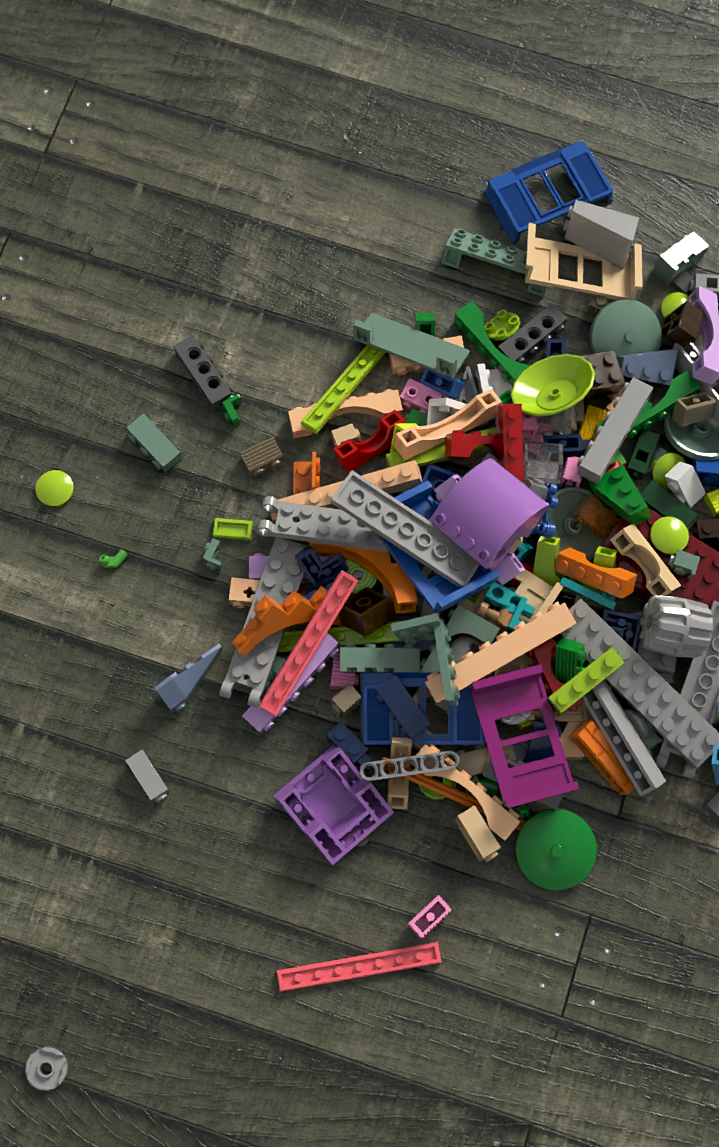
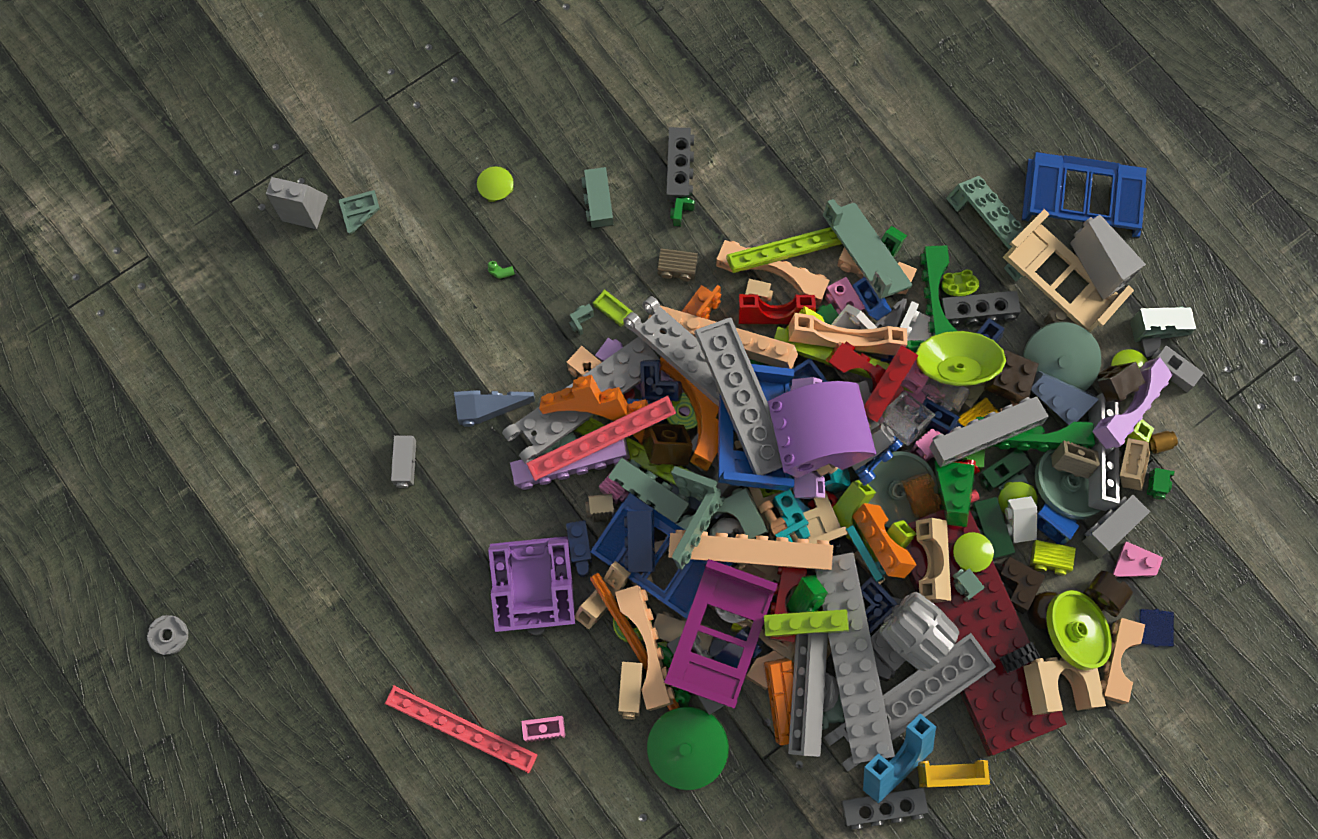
camera: 40 degrees right, 0 degrees up
(400, 770) = (603, 589): light grey beam -> none

